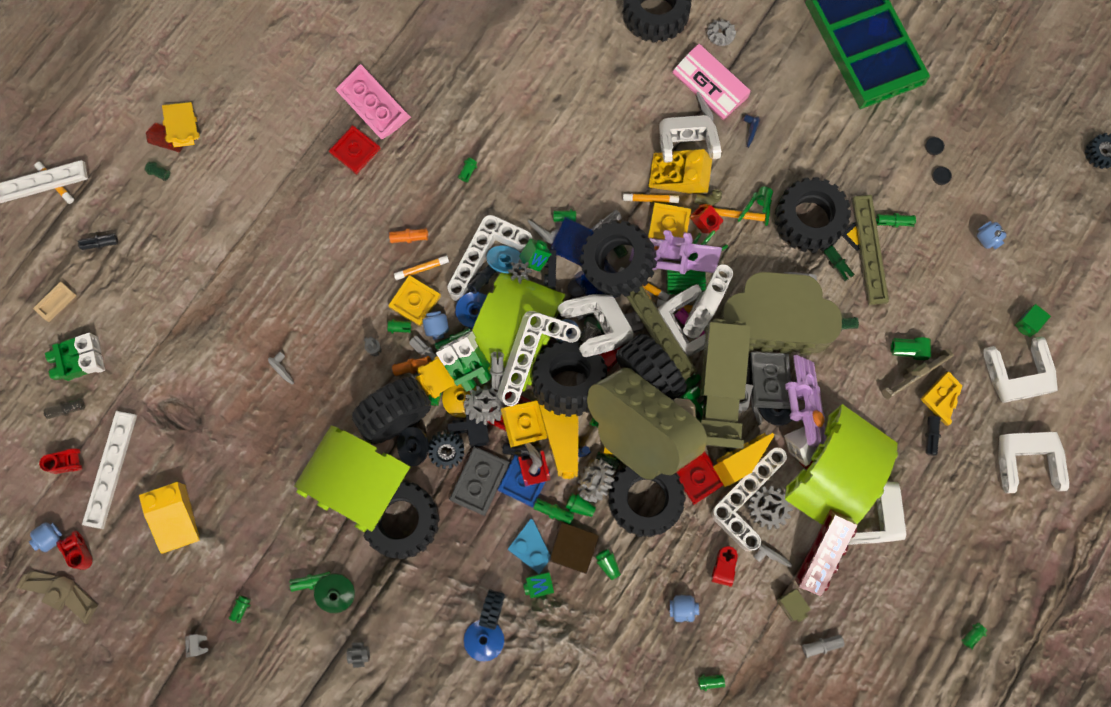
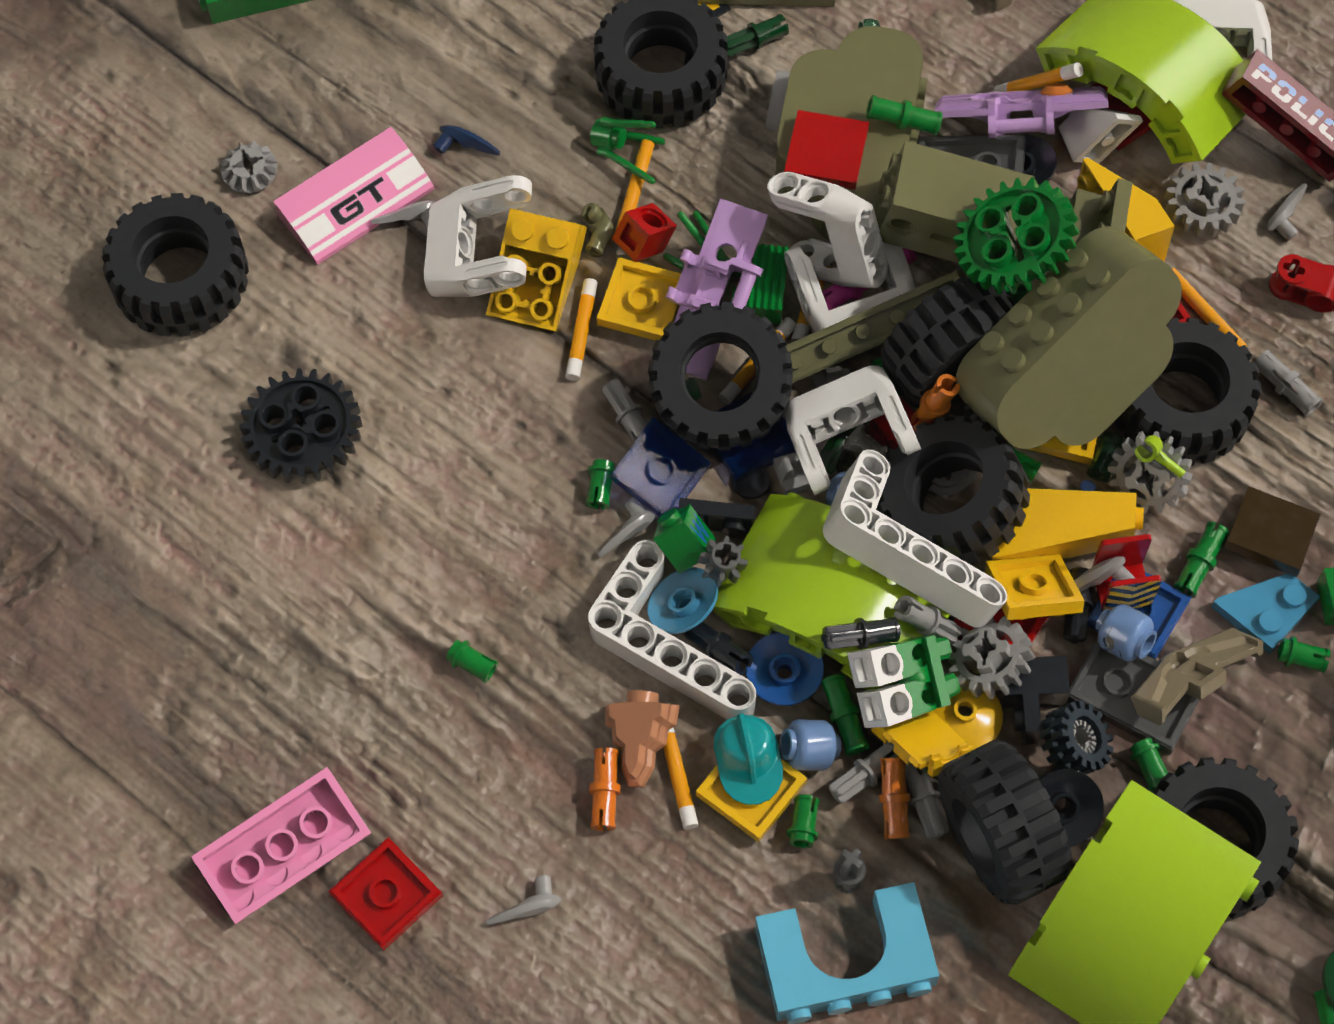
camera: 85 degrees left, 10 degrees down
(319, 331) = (803, 989): none -> medium azure arch
(352, 212) = (534, 905): none -> light grey bar
(426, 296) = (748, 759): none -> teal piece
(437, 247) = (639, 732): none -> nougat rock
(441, 489) = (1149, 761): none -> green pin
(482, 335) = (861, 633): none -> black axle
(486, 505) = (1192, 671): none -> dark tan plate
(504, 471) = (1126, 632): none -> medium blue head
(505, 565) = (1303, 654): none -> green pin
(579, 505) = (1190, 514): green cone -> none
(592, 68) = (317, 449): none -> black gear
(600, 476) = (1158, 455): none -> lime hand
(607, 562) = (1300, 475): green cone -> none
(618, 363) = (936, 401): none -> orange pin
(663, 556) = (1306, 400): none -> light grey pin
(695, 384) = (1041, 218): none -> green gear
(702, 511) = (1203, 309): none -> light orange bar
(744, 494) = (1205, 257): white beam -> none
(756, 296) = (827, 148): none -> red tile
(783, 333) = (904, 114): none -> green pin
(826, 410) = (1042, 79): none -> light orange bar

